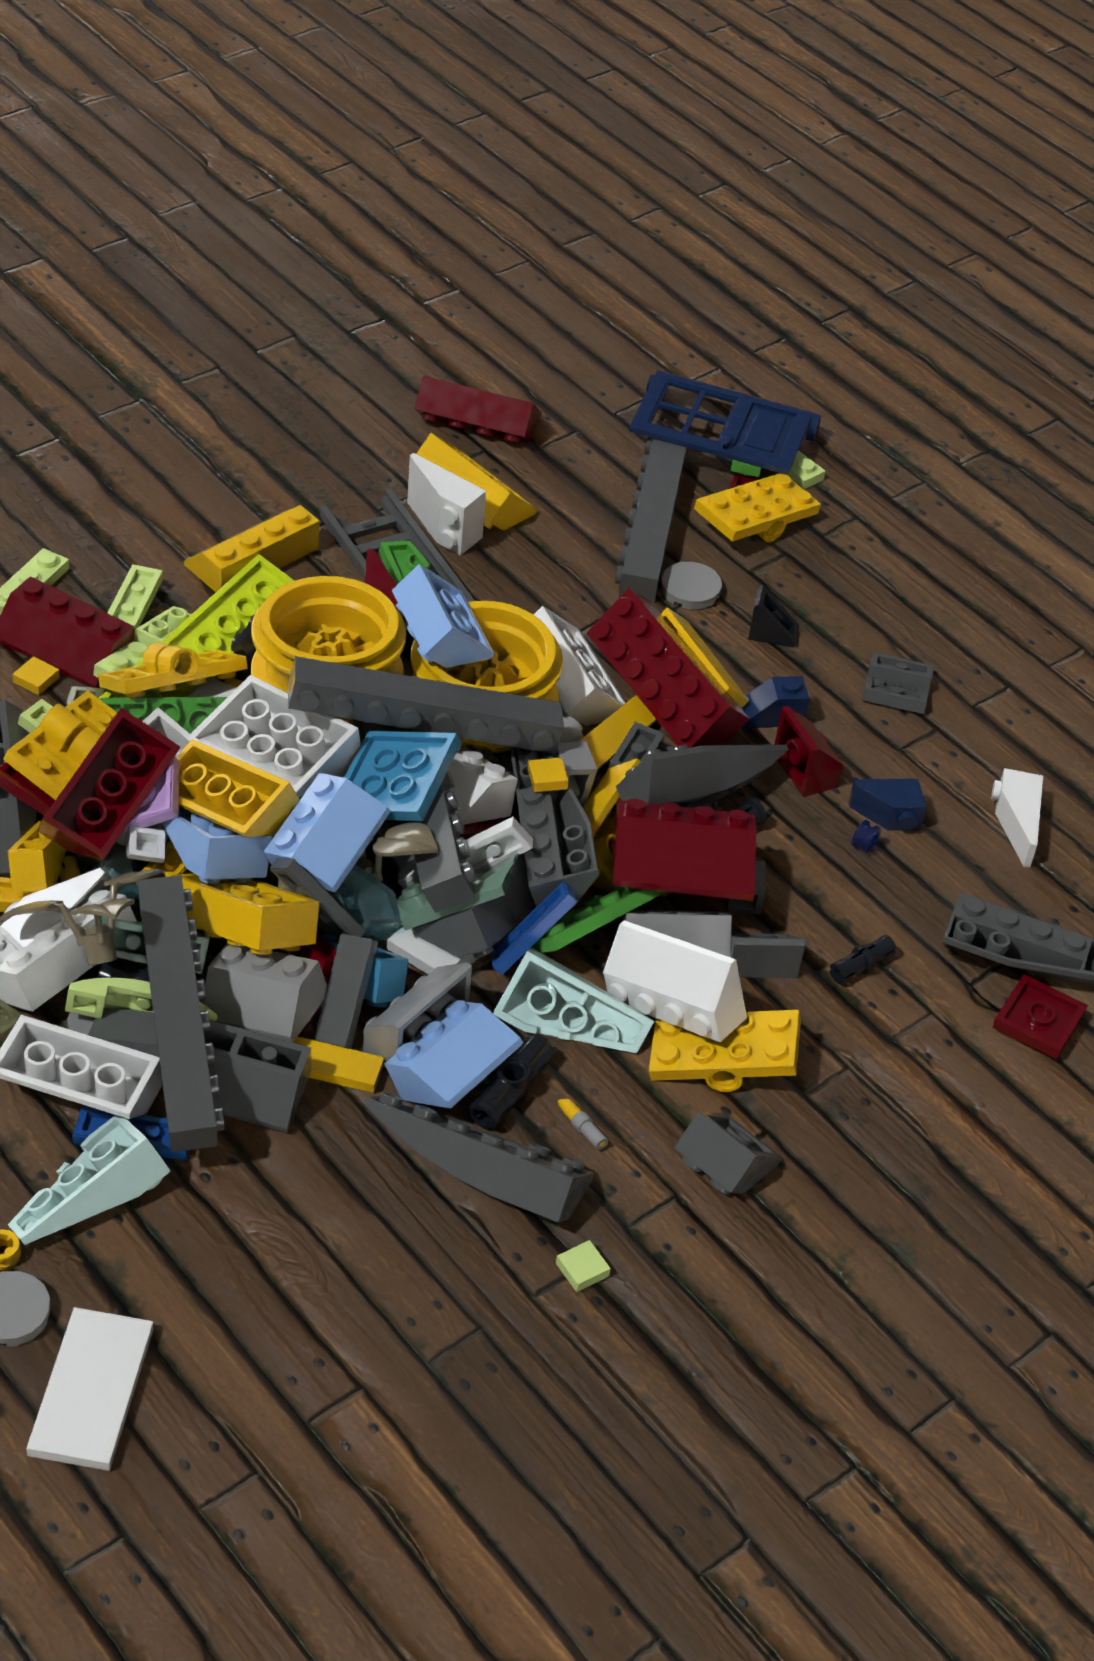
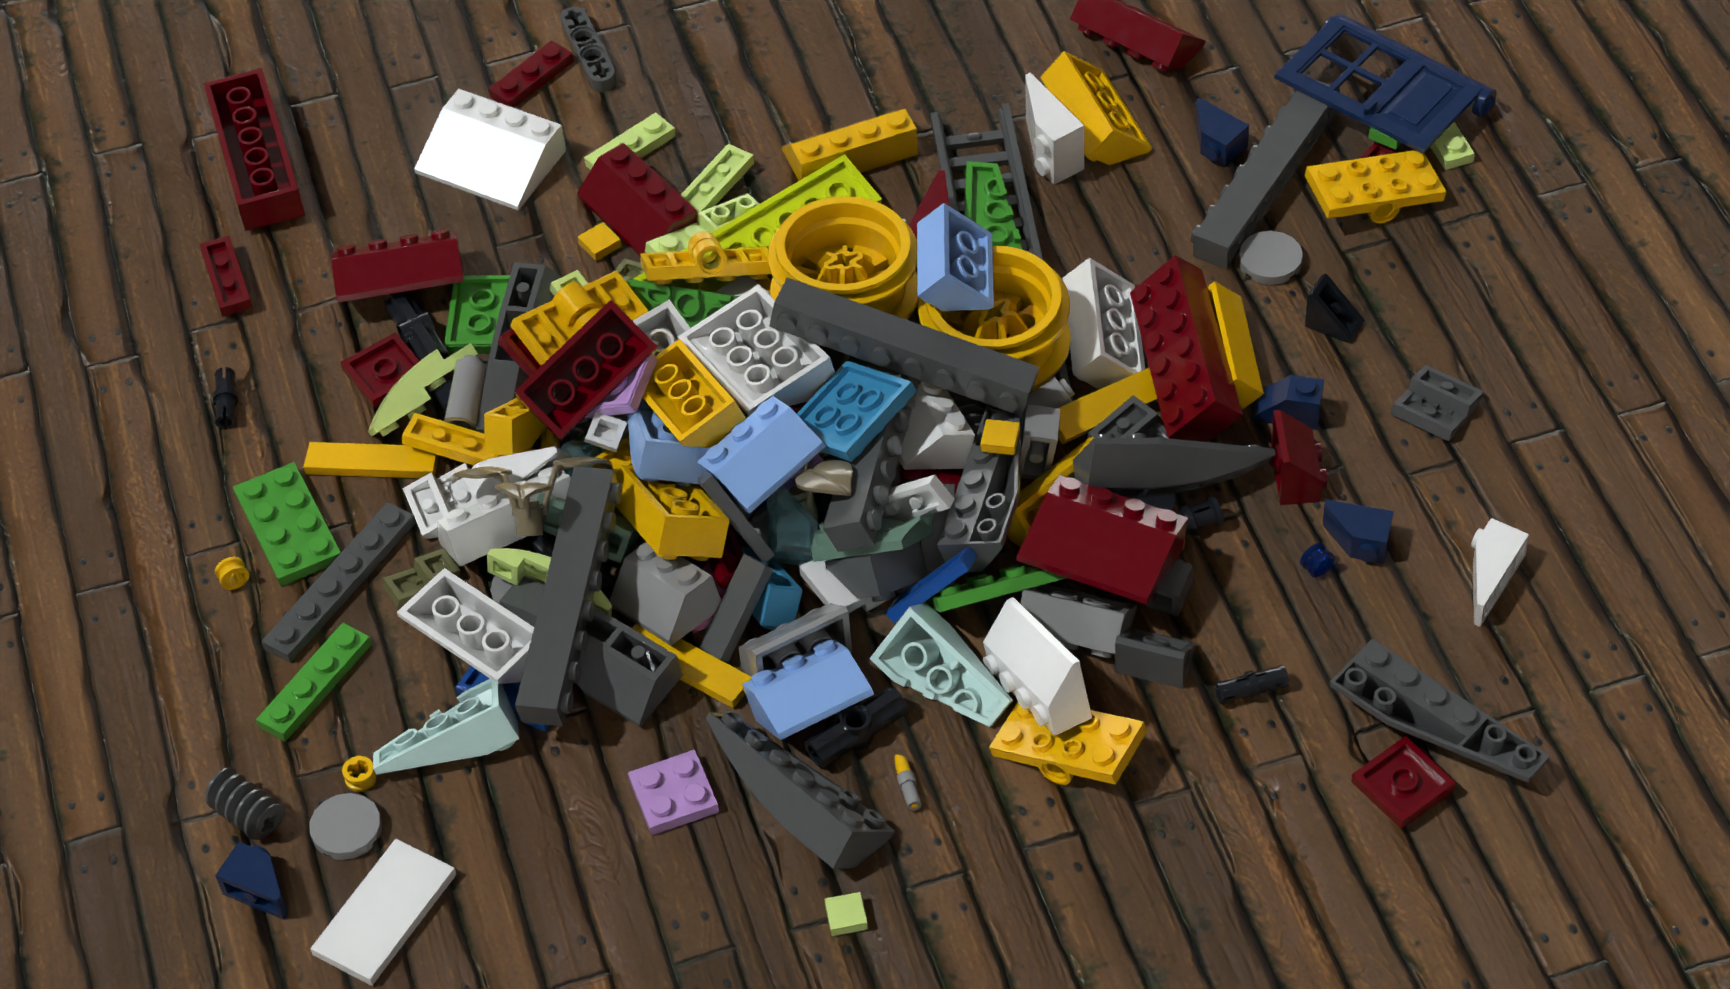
camera: 30 degrees right, 5 degrees up
(351, 1189) = (673, 792): none -> lavender plate
(594, 486) = (1219, 133): none -> dark blue slope
(725, 1152) = (1024, 841): dark grey slope -> none

